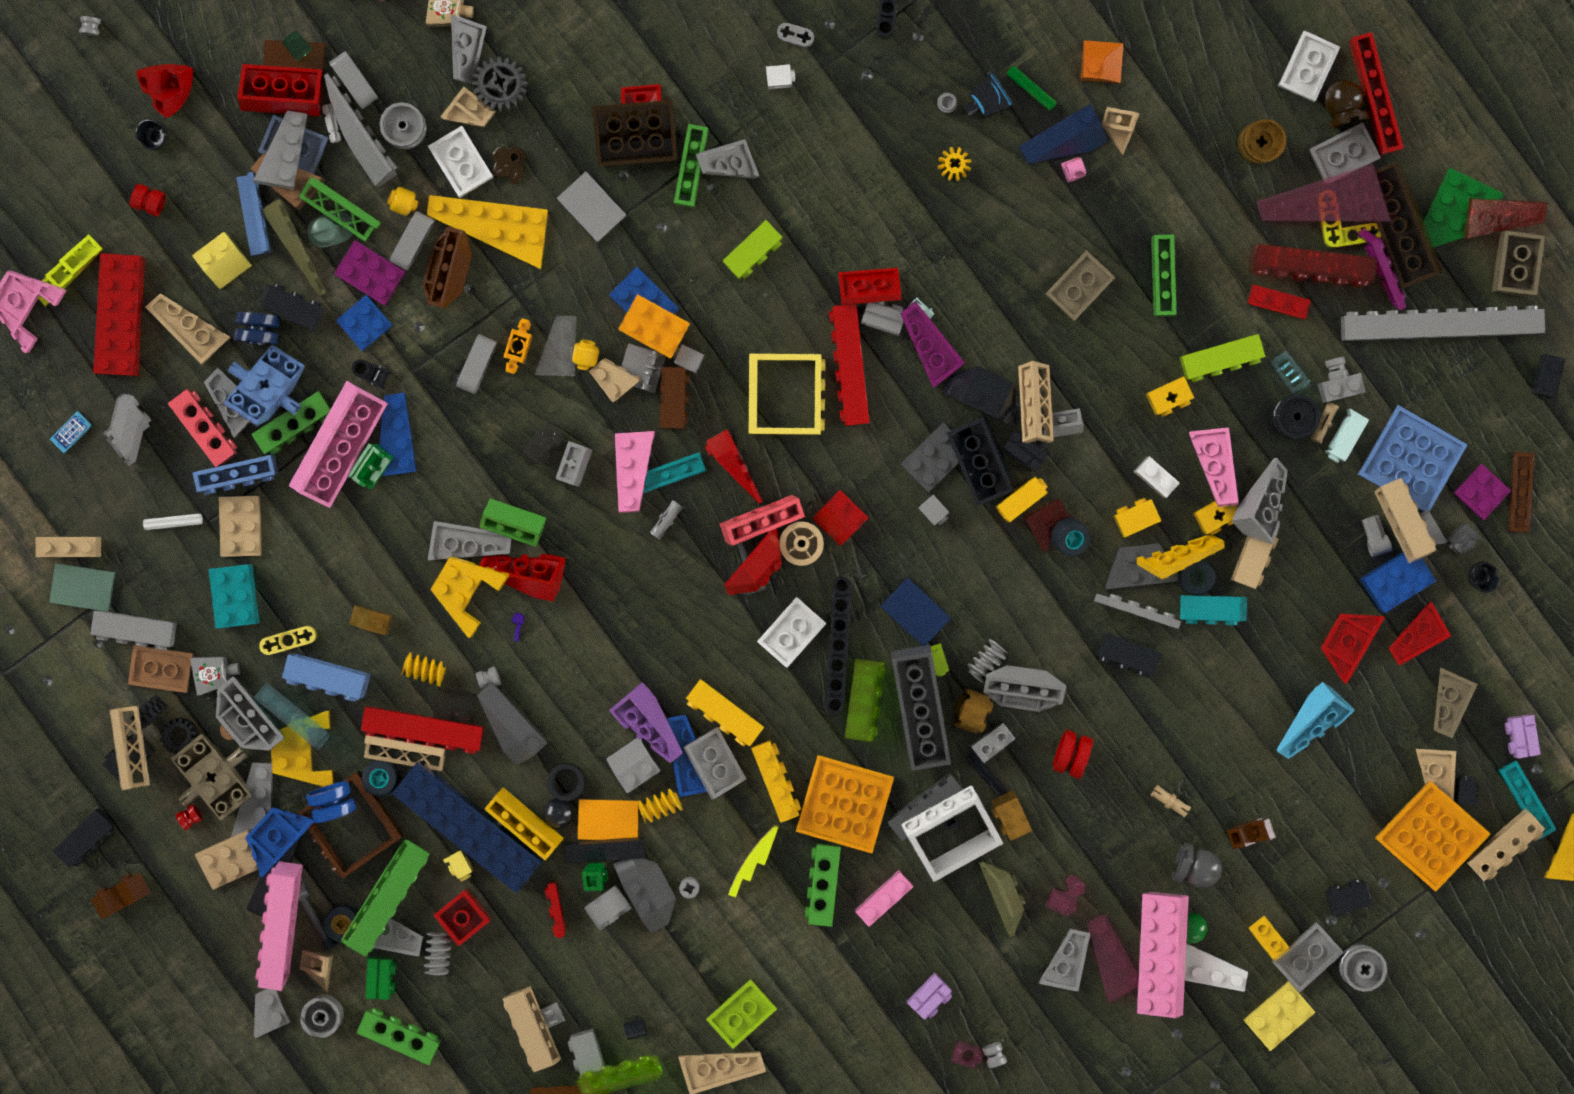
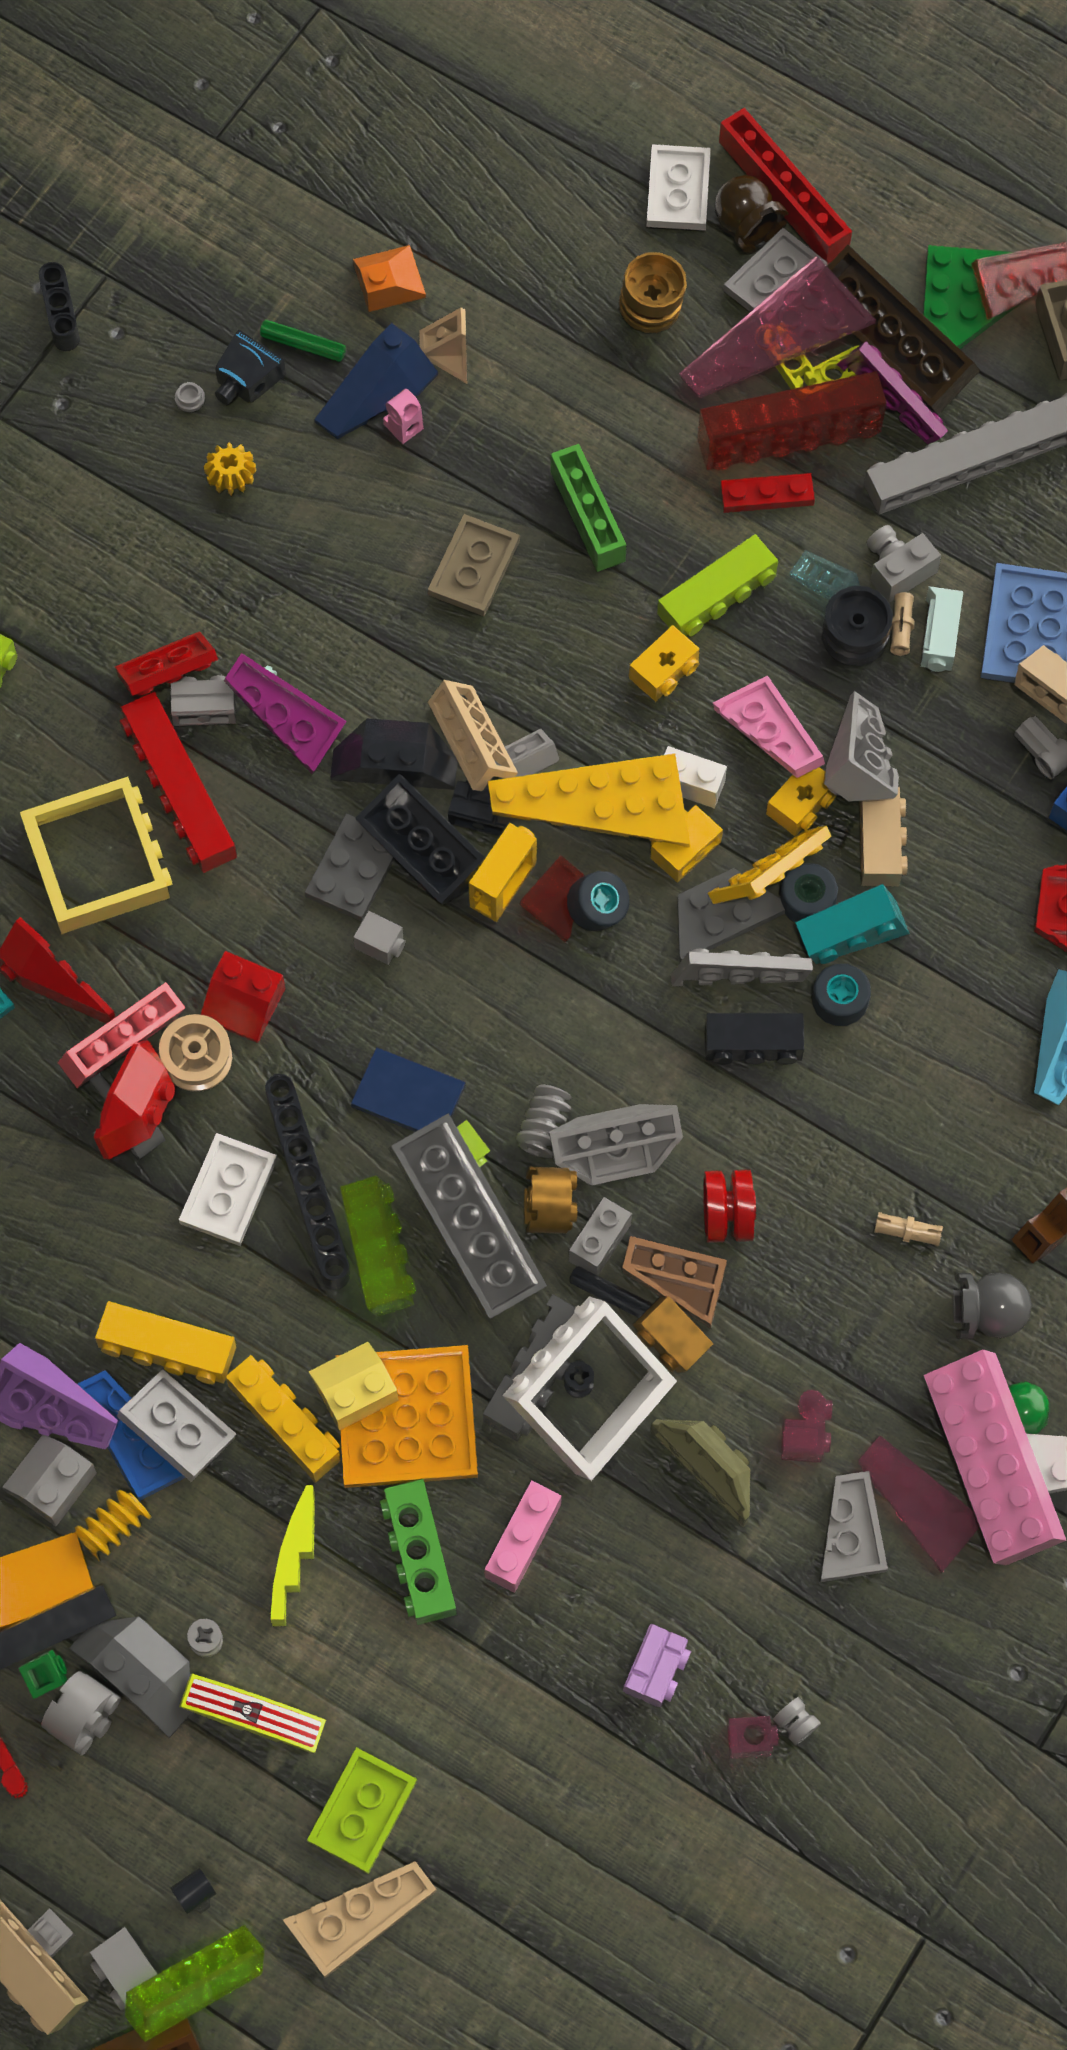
camera: 20 degrees left, 20 degrees down
(700, 939) = (252, 1713): none -> slope
(821, 778) = (354, 1385): none -> light yellow slope
(1028, 782) = (683, 1275): none -> medium nougat wedge
(1106, 480) = (609, 798): none -> yellow wing
(1196, 649) = (845, 983): none -> black wheel

